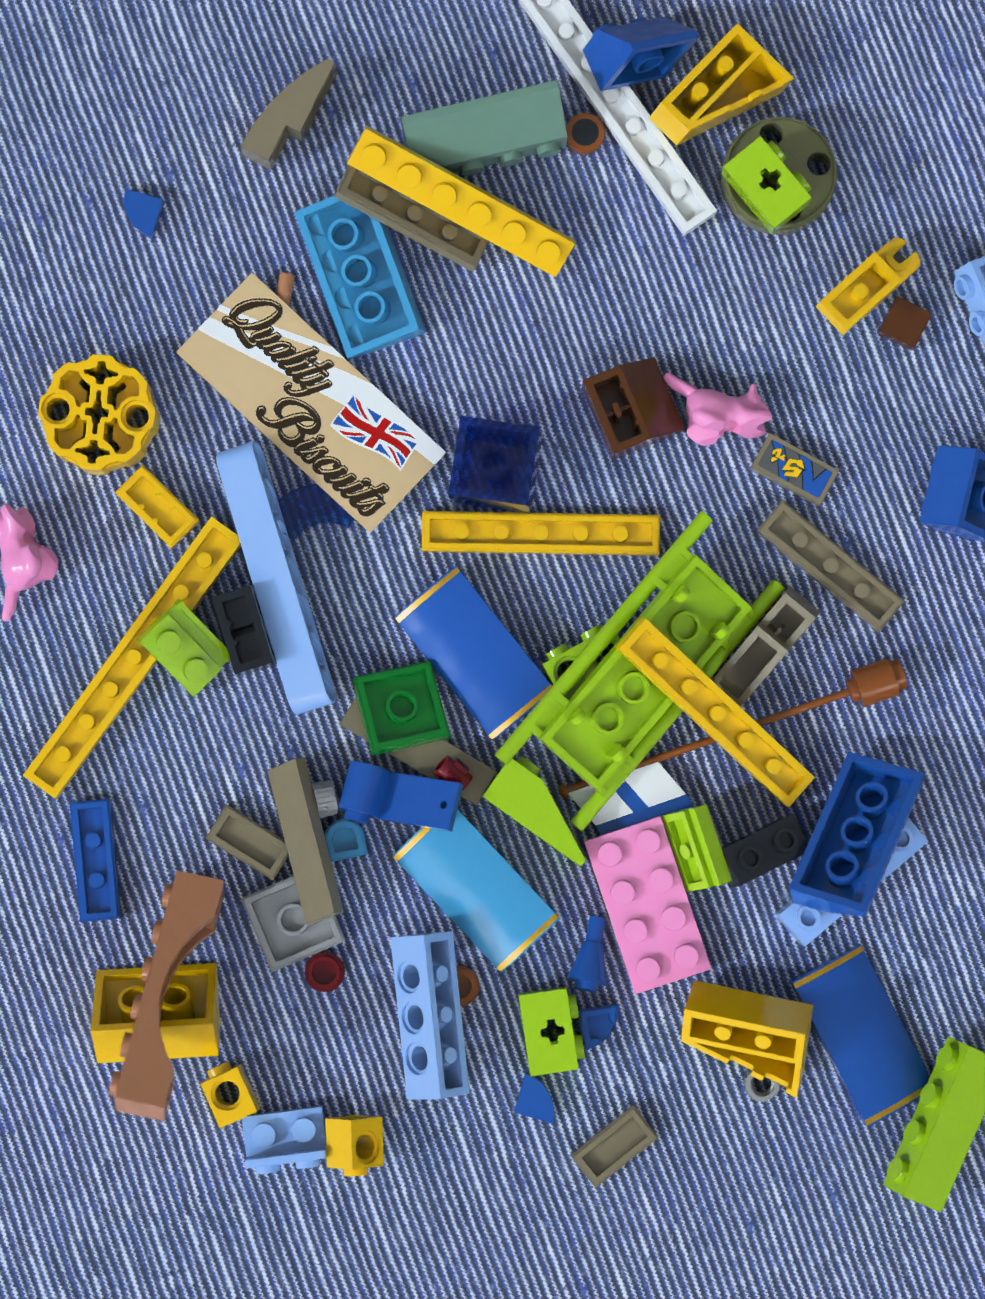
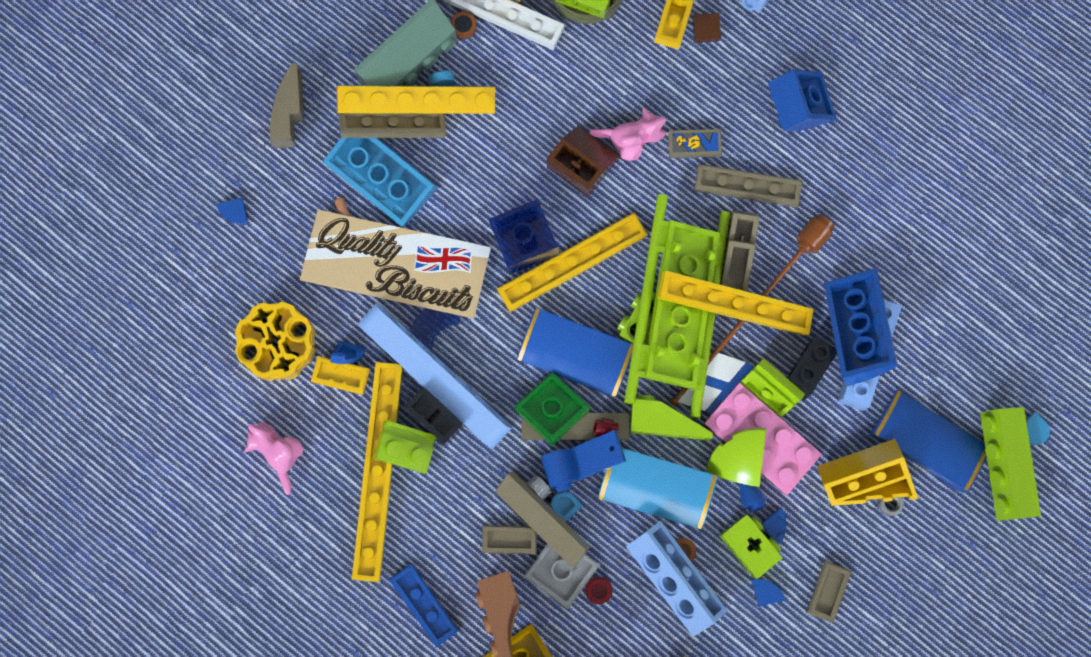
camera: 30 degrees left, 5 degrees down
(181, 483) = (347, 353): none -> blue tile
(513, 192) = (442, 78): none -> dark azure tile
(602, 912) = (740, 457): none -> lime brick

